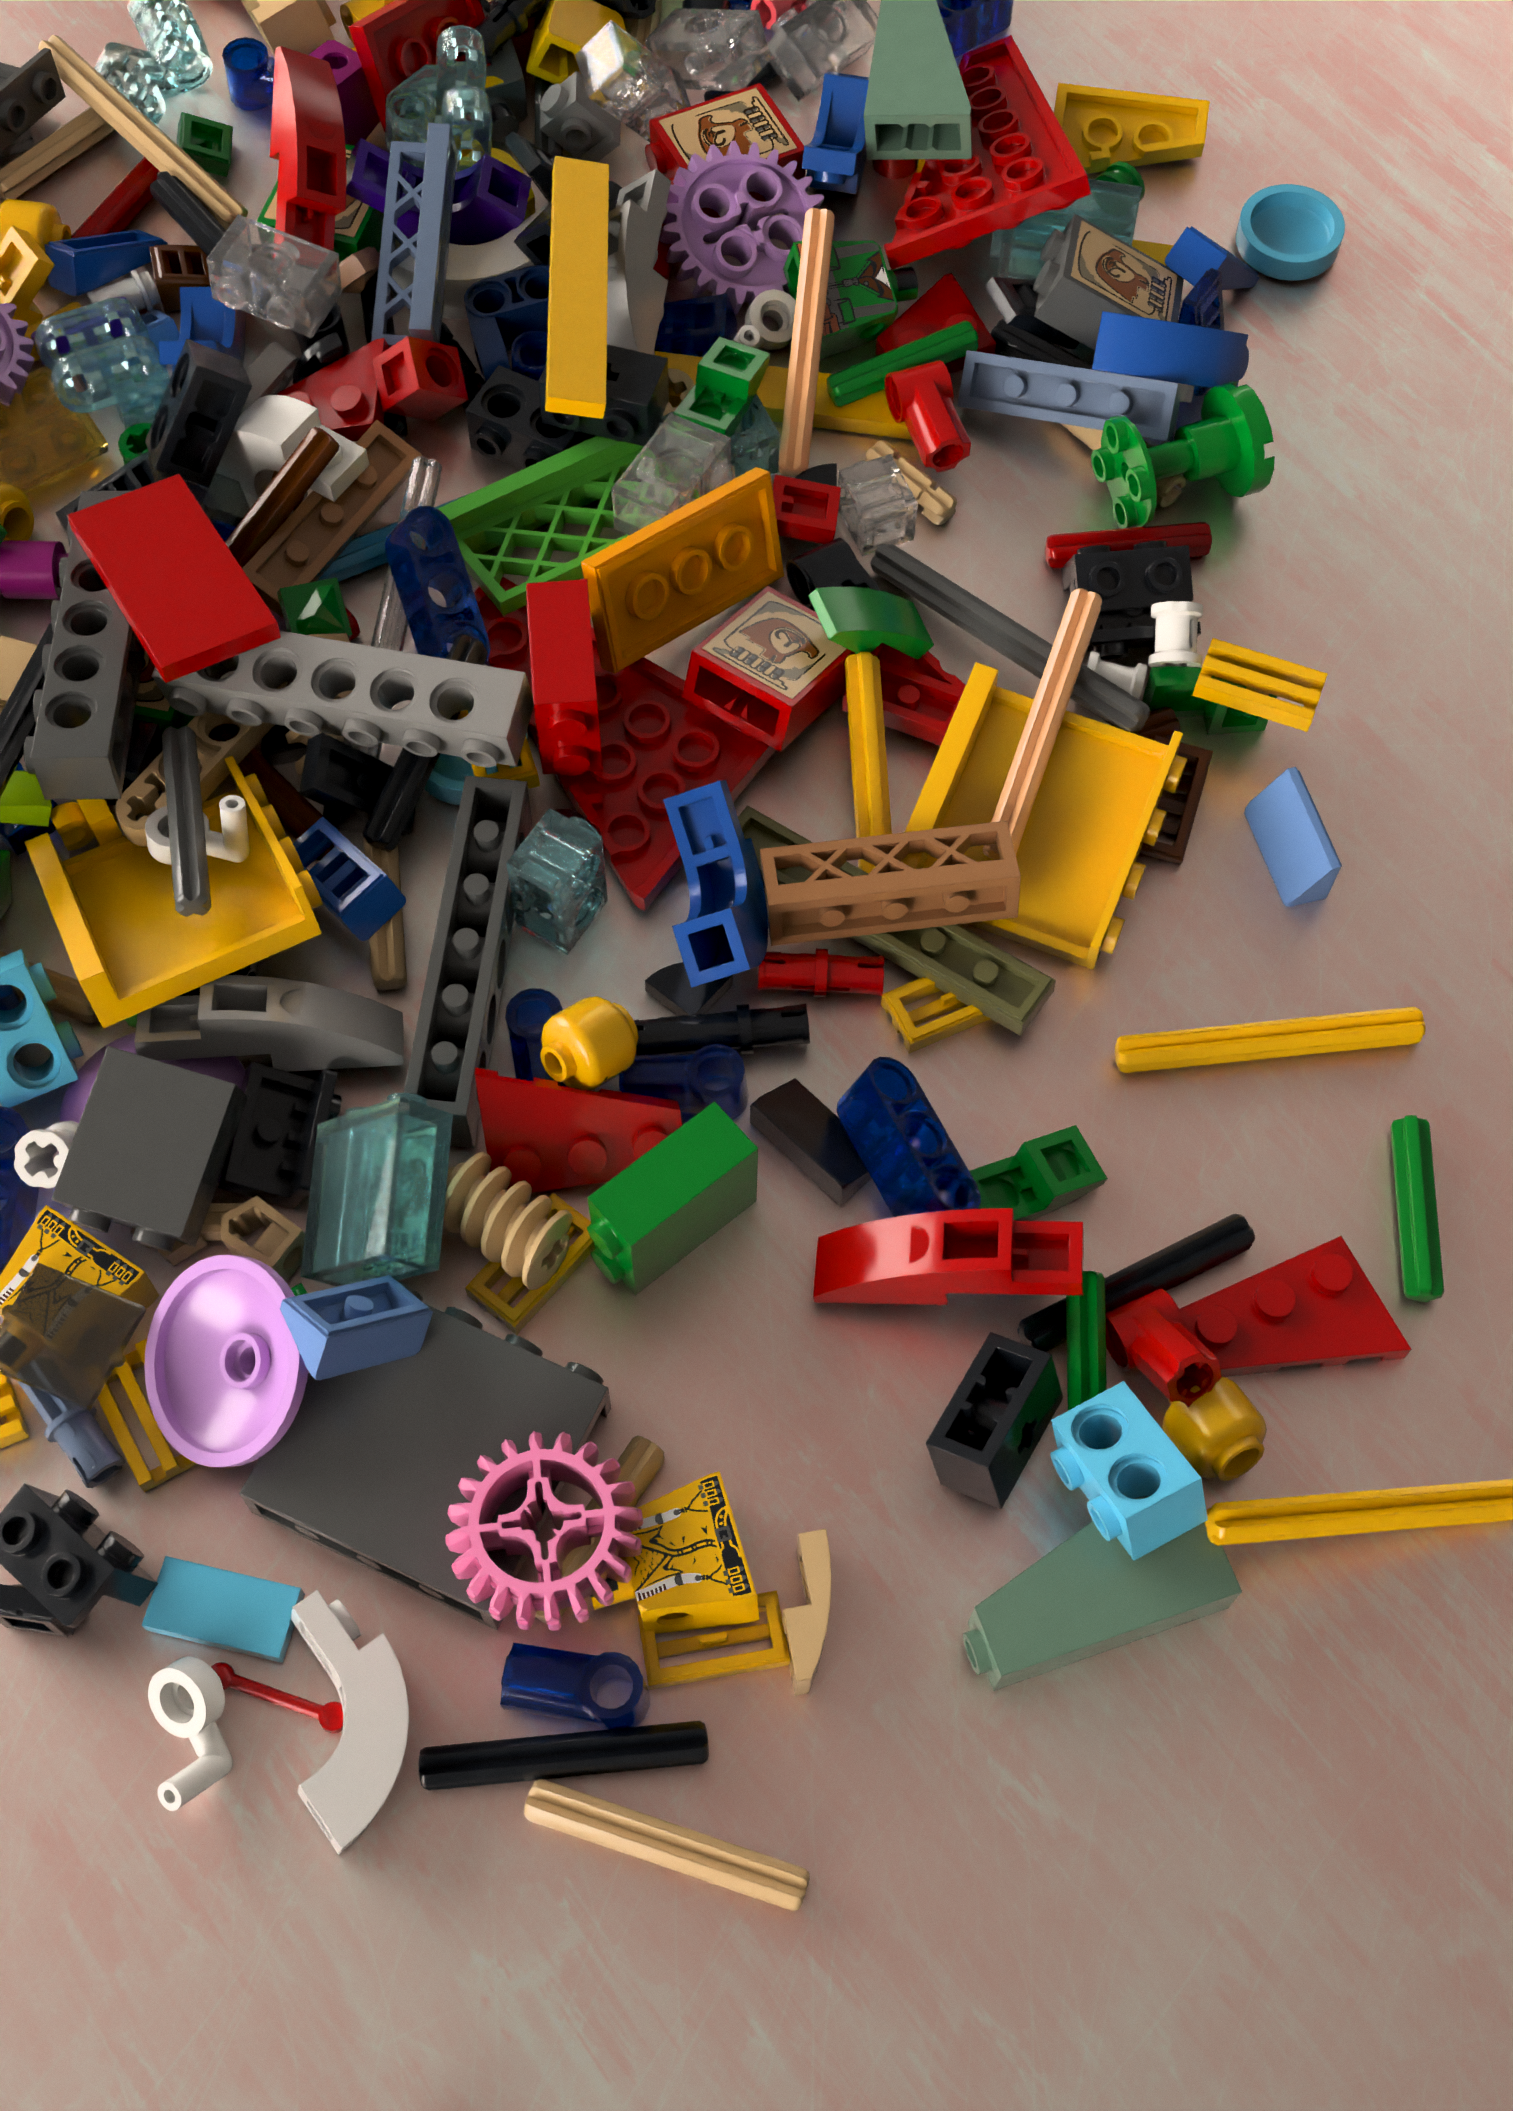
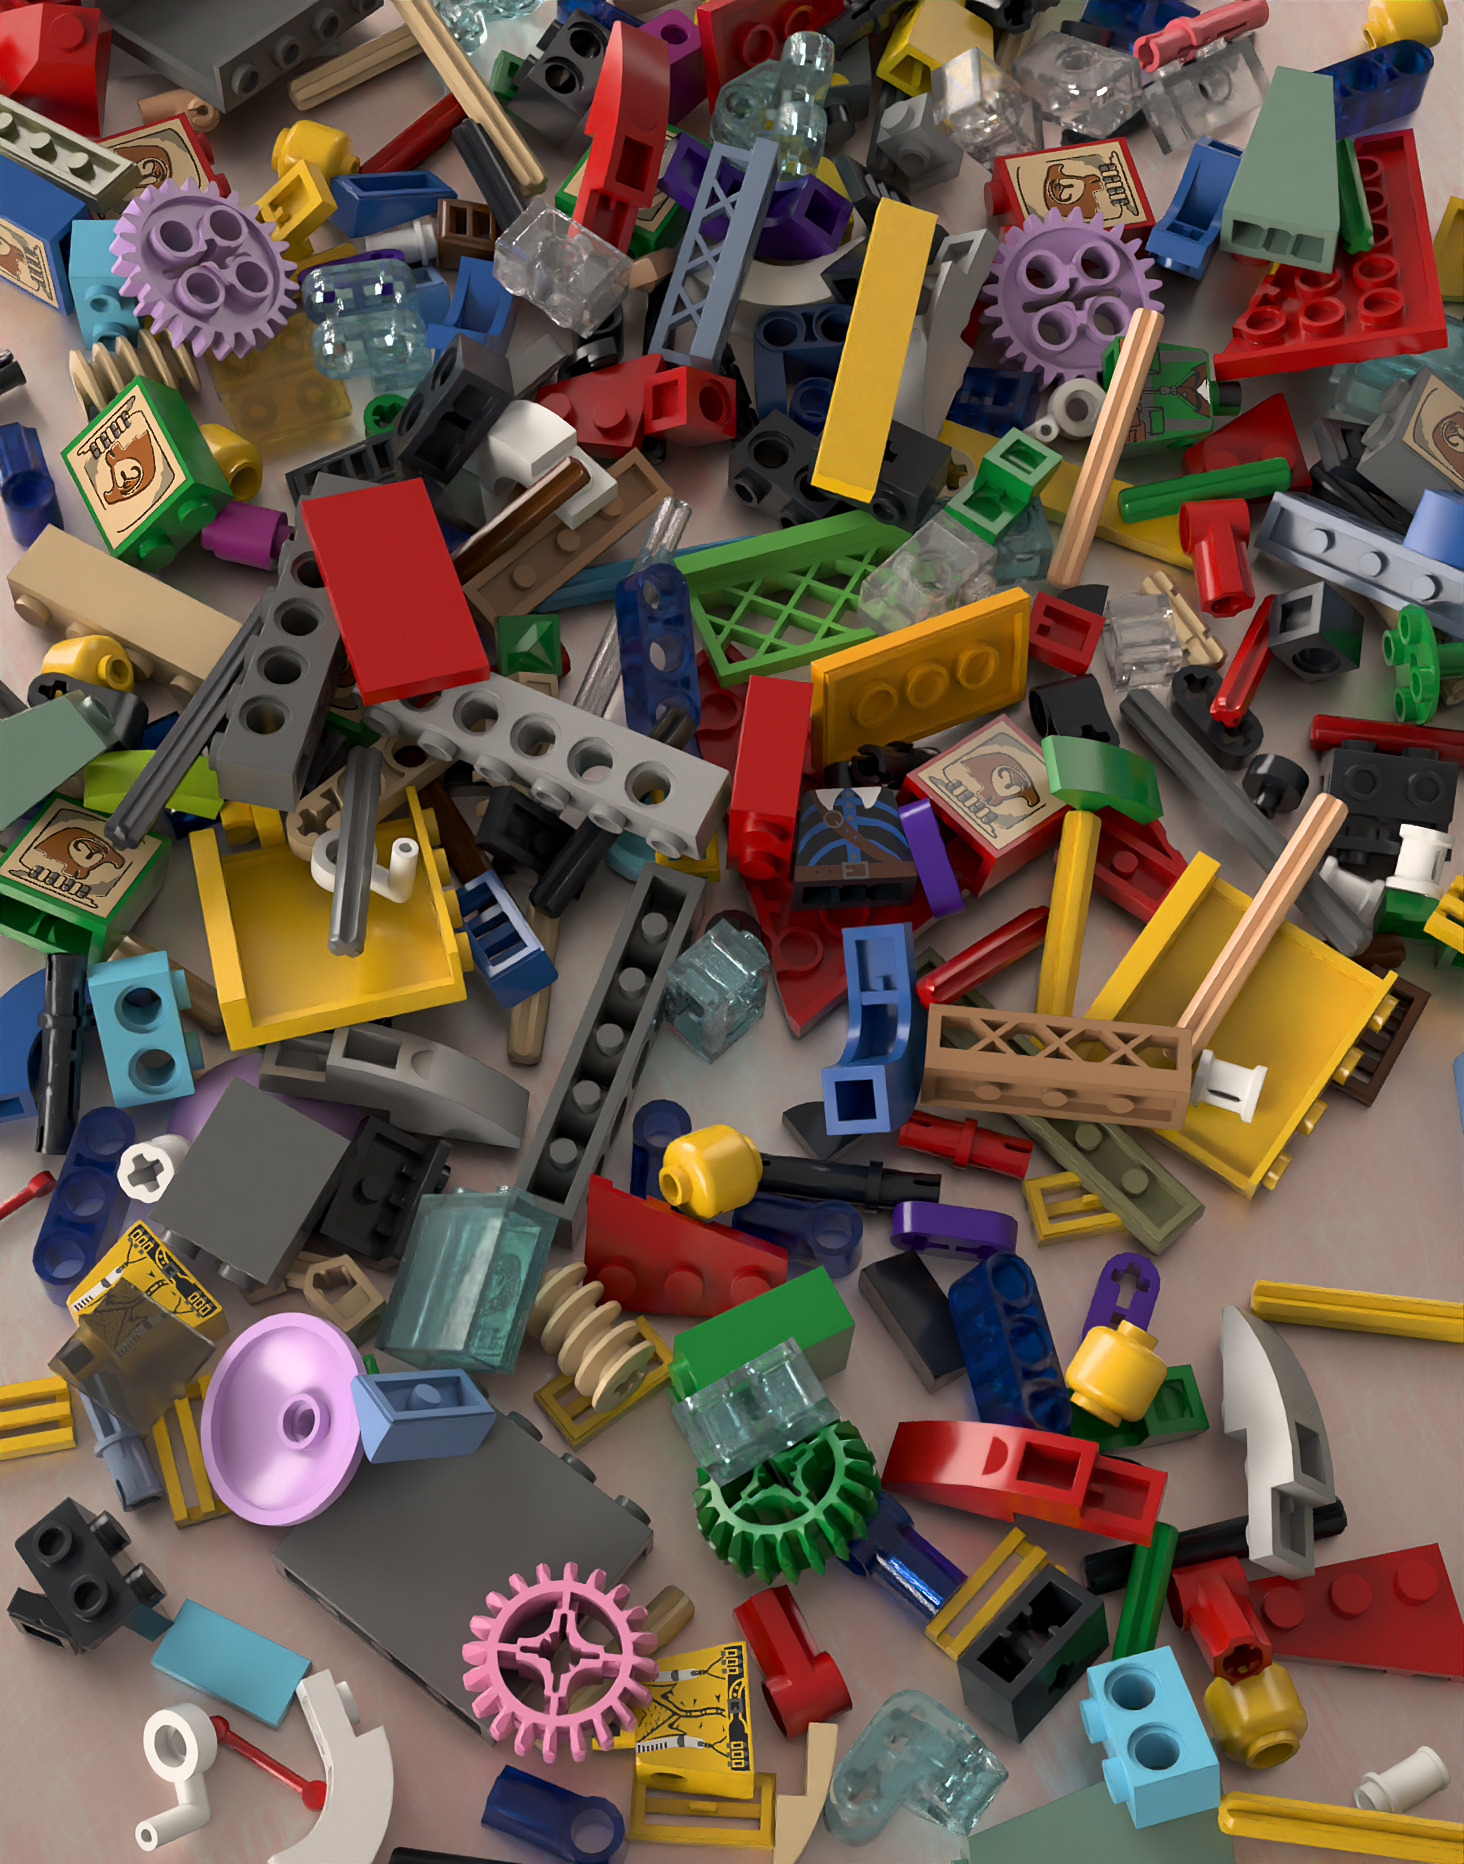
camera: 10 degrees right, 0 degrees up
(239, 127) = (563, 82): none -> black brick
(655, 728) = (851, 847): none -> torso
(670, 647) = (889, 763): none -> black pin
(681, 1250) = (755, 1412): none -> clear light blue brick
(728, 1324) = (793, 1506): none -> green gear
(732, 720) = (932, 859): none -> dark purple beam
(775, 1494) = (797, 1678): none -> red piece
(800, 803) = (983, 958): none -> red axle
(826, 1052) = (952, 1230): none -> dark purple beam
(826, 1351) = (904, 1562): none -> clear blue piece
(935, 1557) = (937, 1775): none -> clear light blue piece
(961, 554) = (1197, 720): none -> black beam
(972, 1336) = (1033, 1559): none -> yellow tile
(980, 500) = (1245, 670): none -> red axle
(983, 109) = (1355, 219): none -> green axle
(1011, 1145) = (1116, 1373): none -> yellow head
(1012, 1098) = (1103, 1303): none -> dark purple beam
(1027, 599) = (1275, 784): none -> black tile
(1031, 463) = (1316, 632): none -> black brick
(1050, 868) = (1227, 1085): none -> white bush
(1187, 1183) = (1288, 1450): none -> light grey slope
(1367, 1462) = (1403, 1784): none -> white pin

